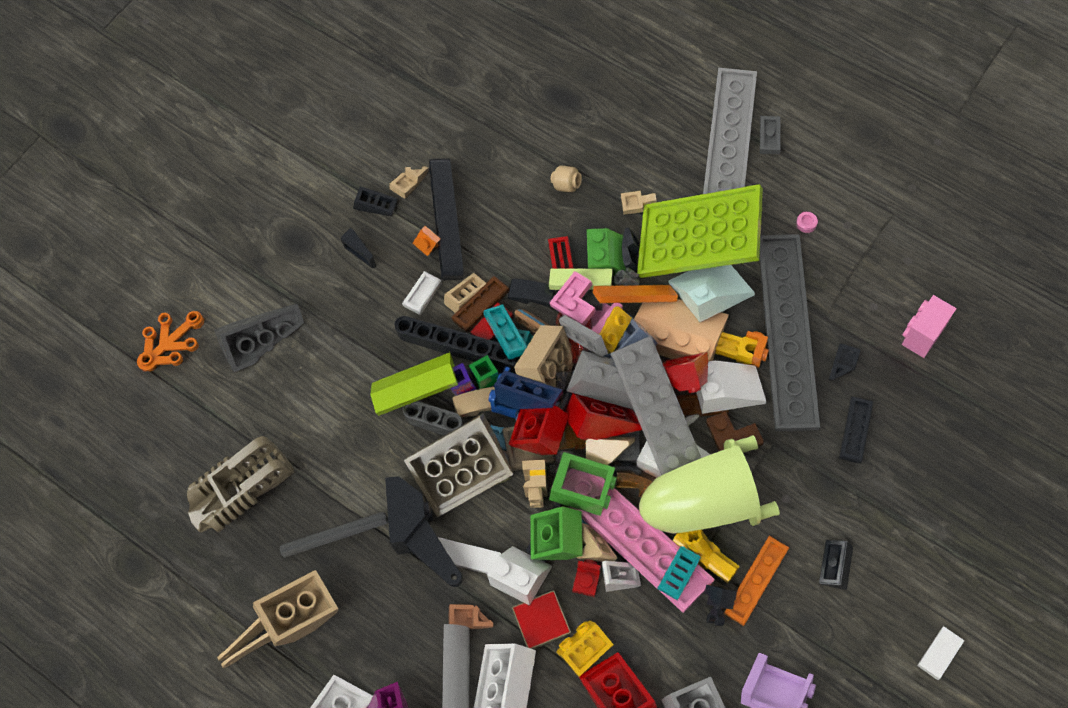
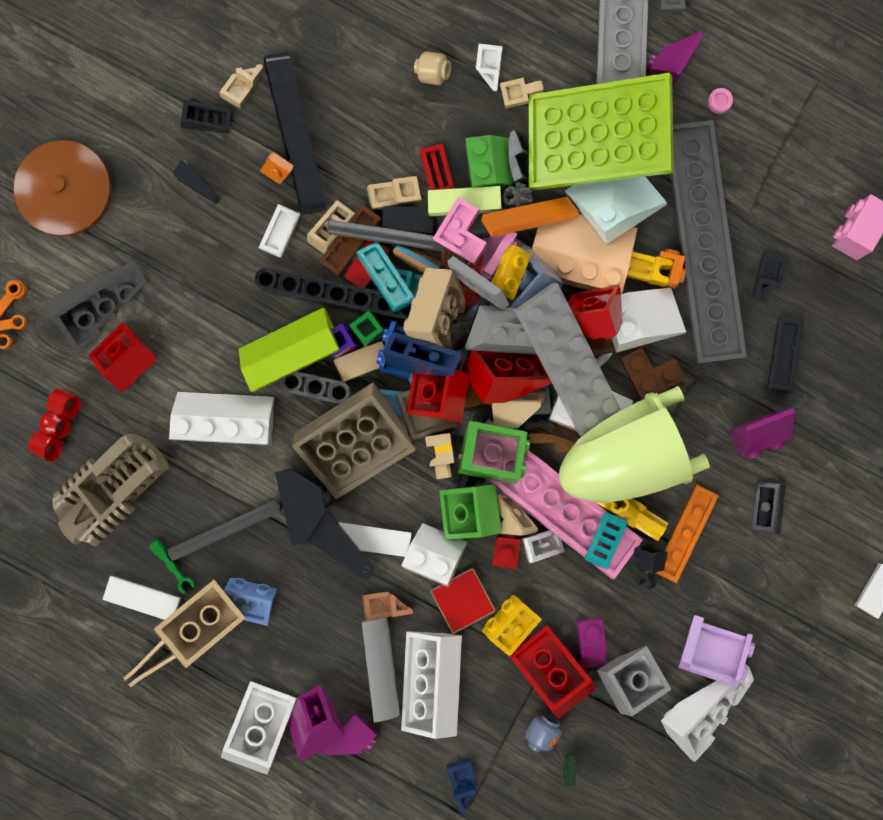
camera: 10 degrees left, 20 degrees up
(211, 415) = (54, 425): none -> red piece
(243, 584) = (140, 598): none -> white tile
(249, 246) = (62, 188): none -> dark orange dish
(272, 380) = (122, 357): none -> red slope
(274, 548) = (159, 550): none -> green piece
(347, 439) = (222, 418): none -> white slope
(348, 598) = (251, 599): none -> medium blue bracket
(509, 300) = (383, 235): none -> dark grey axle
(528, 269) = (394, 193): none -> tan slope
(613, 180) = (489, 63): none -> white slope
(658, 671) = (591, 642): none -> magenta slope
(773, 183) = (674, 57): none -> magenta slope
(832, 489) = (763, 433): none -> magenta slope

